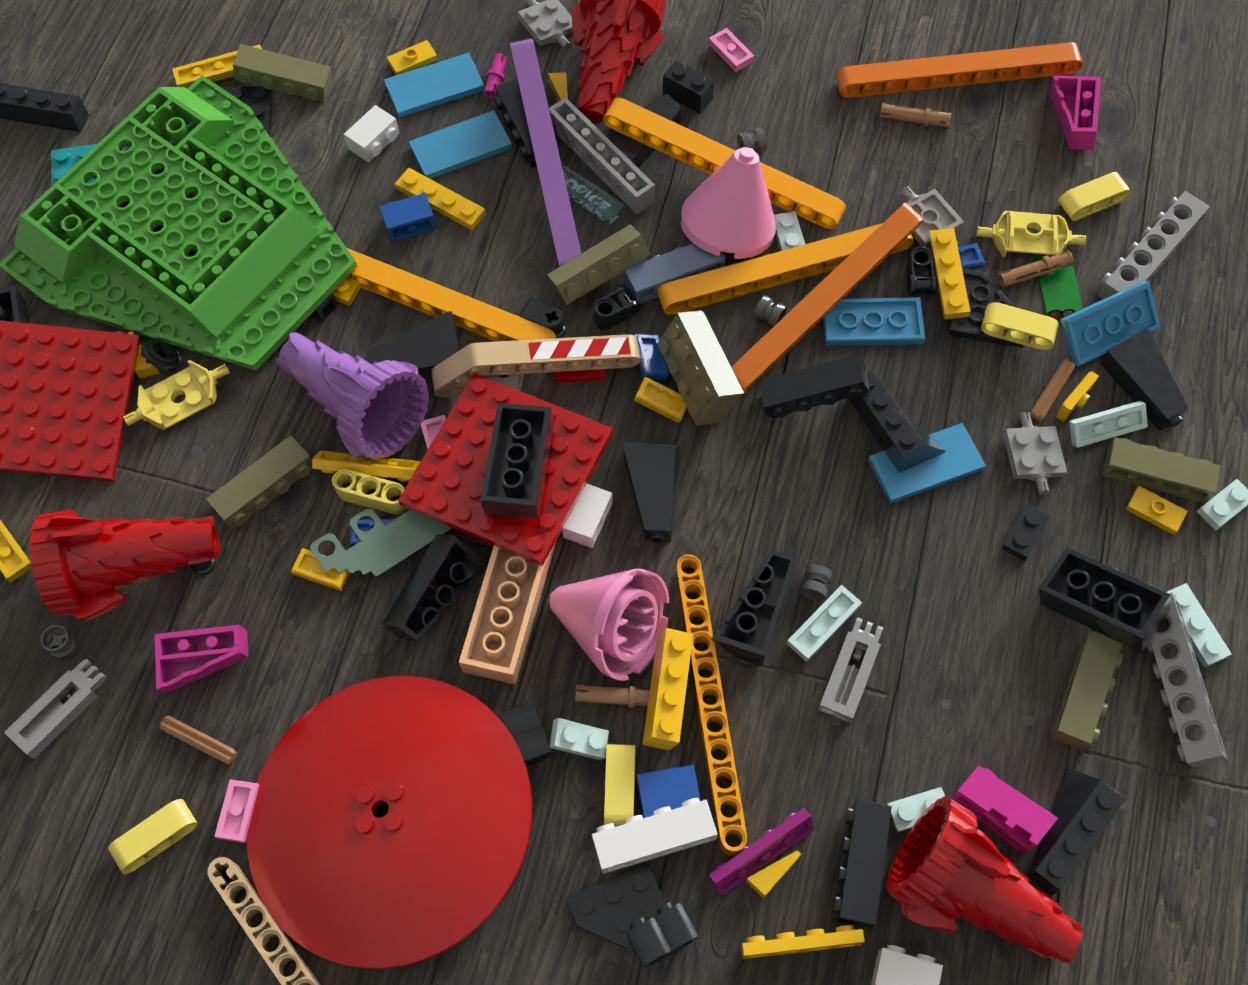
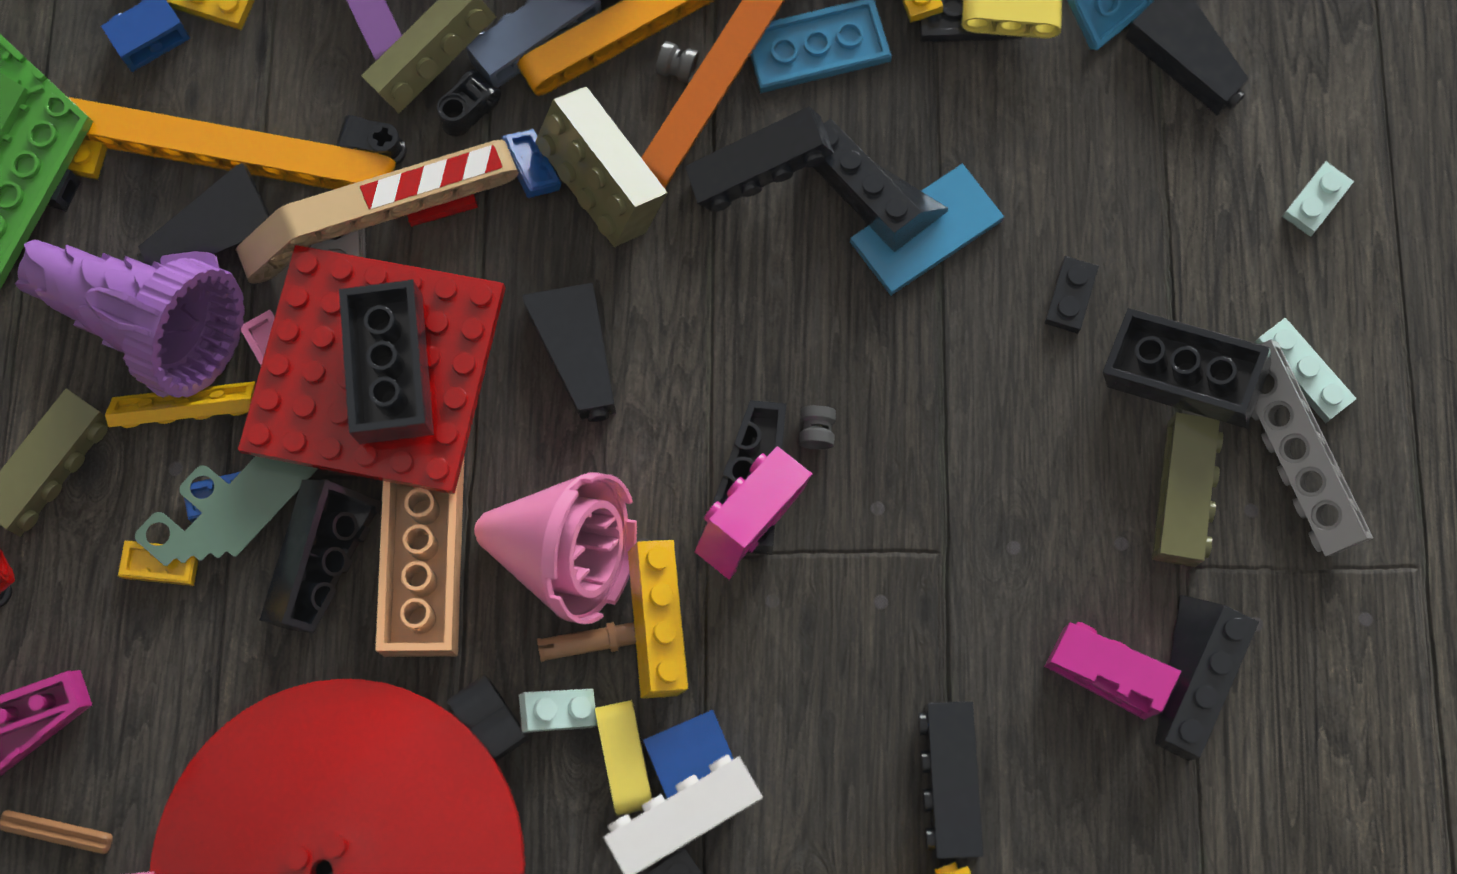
camera: 15 degrees left, 10 degrees up
(361, 484) = (180, 437): light yellow beam -> none
(588, 516) = (499, 406): white brick -> none
(661, 399) = (558, 220): yellow plate -> none
(710, 713) = (714, 636): light orange beam -> none
(754, 623) = (751, 510): none -> wedge
(767, 848) = (830, 789): magenta plate -> none
(767, 878) = (836, 829): yellow piece -> none
(824, 623) = (839, 479): light aqua plate -> none
(847, 681) = (886, 548): light grey hinge -> none
(908, 810) = (1007, 693): light aqua plate -> none
(957, 871) = (1064, 769): red cone -> none
(1034, 453) = (1063, 183): light grey plate -> none
(1052, 390) = (1070, 91): medium nougat axle -> none
(1078, 396) = (1105, 94): yellow plate -> none
(1108, 424) = (1150, 123): light aqua plate -> none
(1156, 510) = (1231, 226): yellow plate -> none
(1161, 470) = (1228, 171): olive brick -> none

